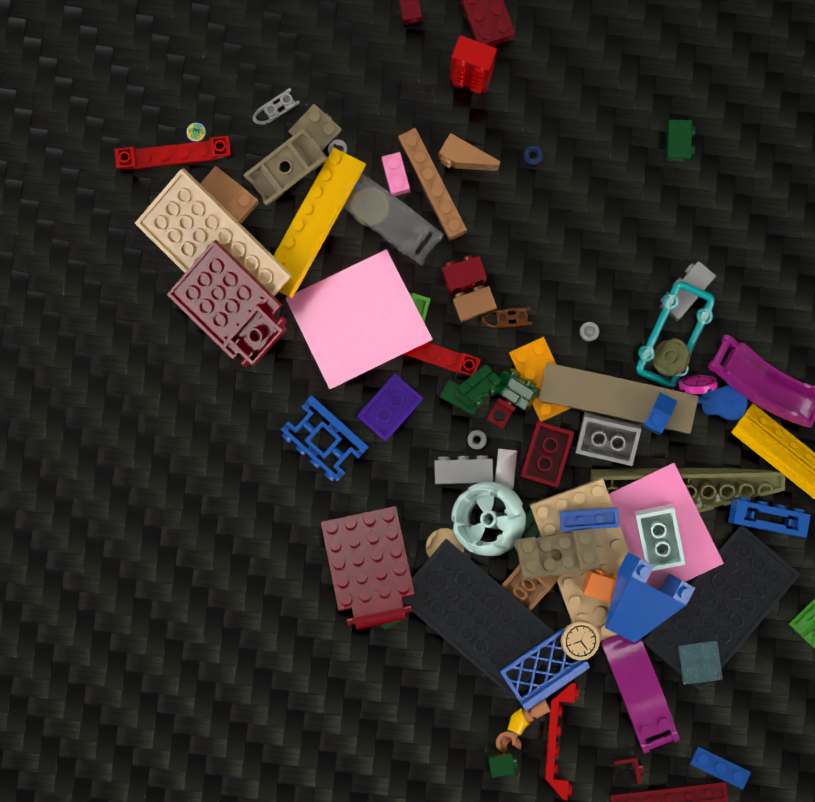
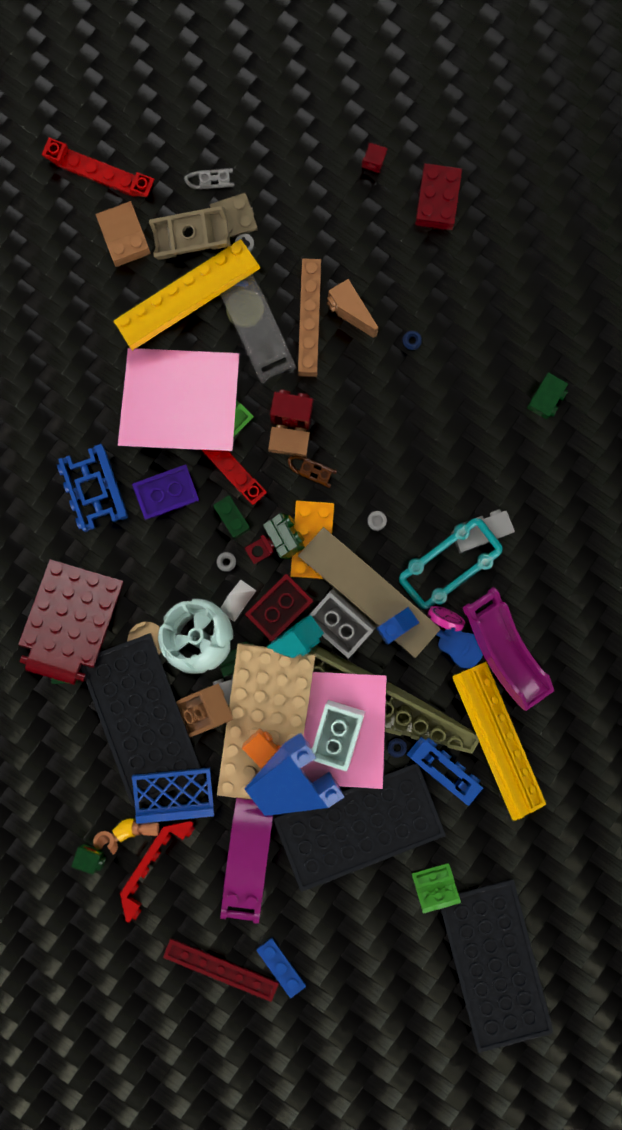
camera: 25 degrees right, 0 degrees up
(189, 219) = (86, 270): tan plate -> none
(196, 132) = (130, 163): tile -> none
(230, 305) = (73, 326): plate -> none
(395, 174) = (282, 291): bright pink brick -> none
(463, 470) = (199, 581): light grey brick -> none
(472, 64) = (399, 226): red brick -> none
(478, 387) = (250, 515): dark green brick -> none
(576, 551) = (256, 704): dark tan piece -> none
(579, 472) = (298, 638): none -> teal slope
(580, 640) = (217, 787): tan tile -> none
(589, 519) = (282, 684): blue plate -> none
(638, 769) = (208, 928): dark red bracket -> none
(671, 357) = (436, 582): olive tile -> none
(700, 662) = (313, 865): clear light blue plate -> none
(720, 516) = (399, 753): none -> dark blue plate

